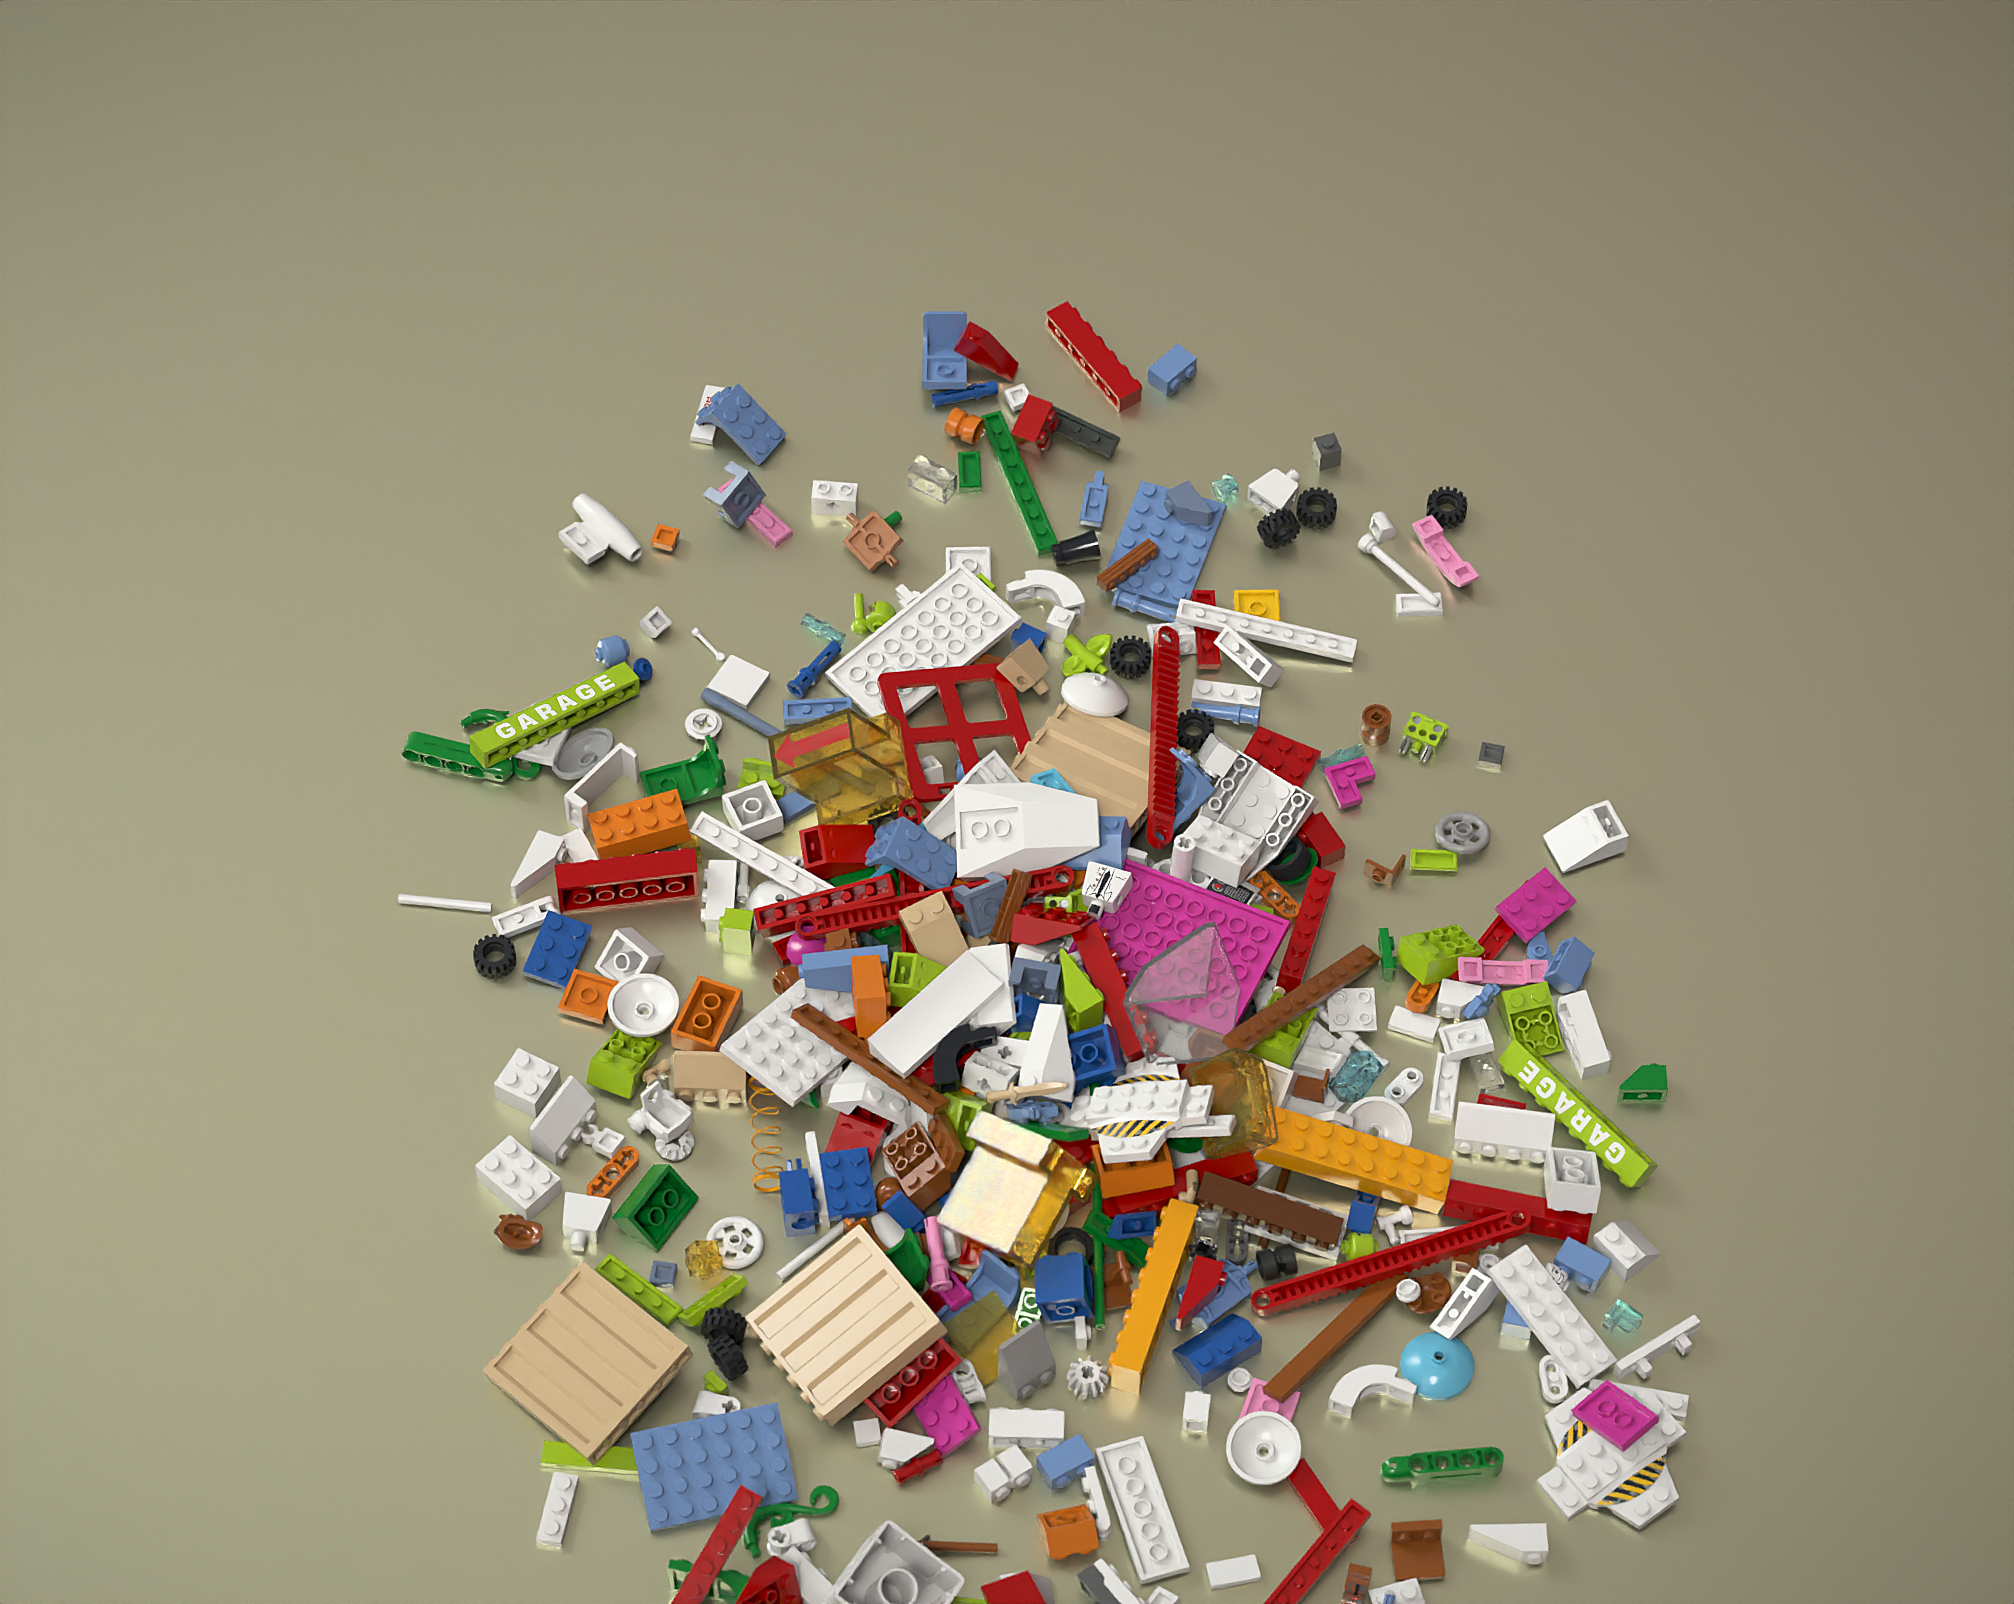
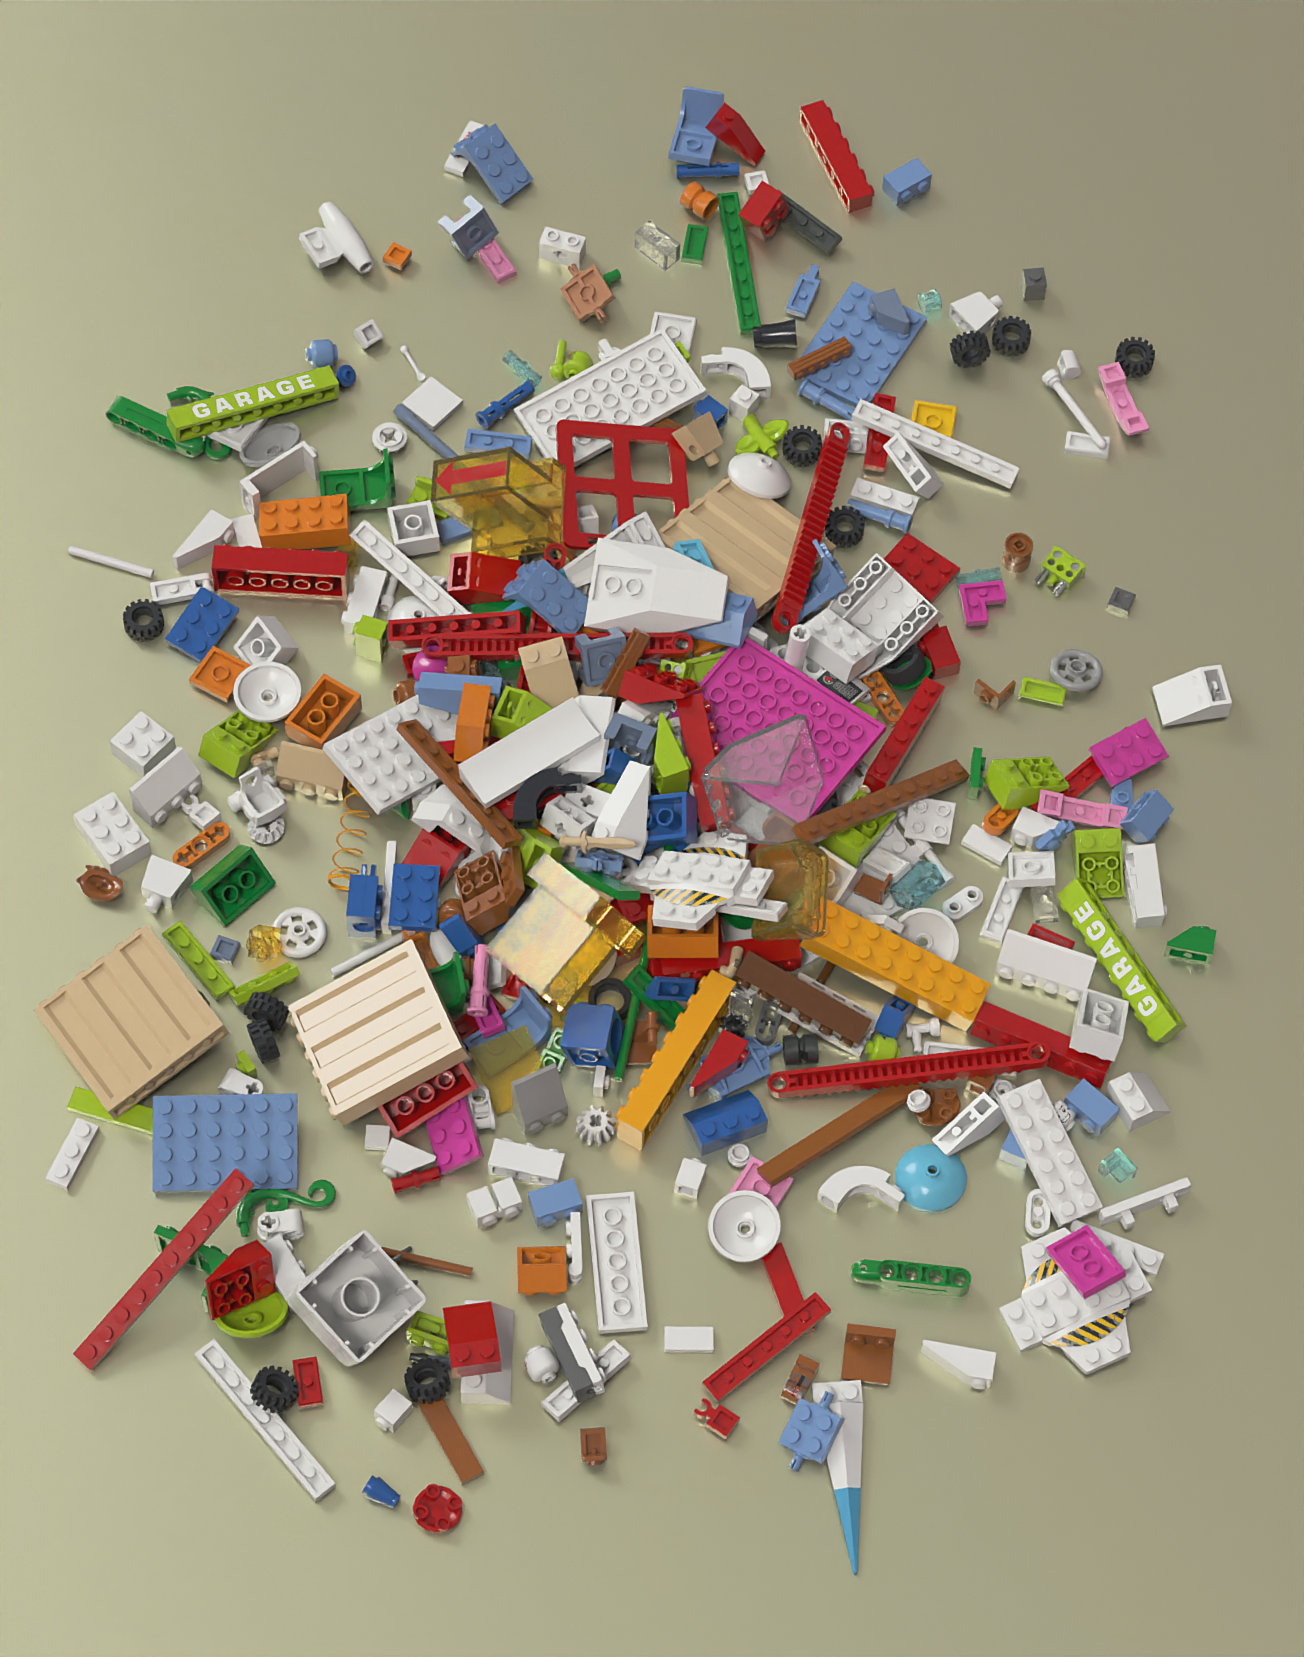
camera: 10 degrees right, 5 degrees up
(1105, 888) = (718, 662): white torso -> none
(1216, 756) = (857, 555): white brick -> none

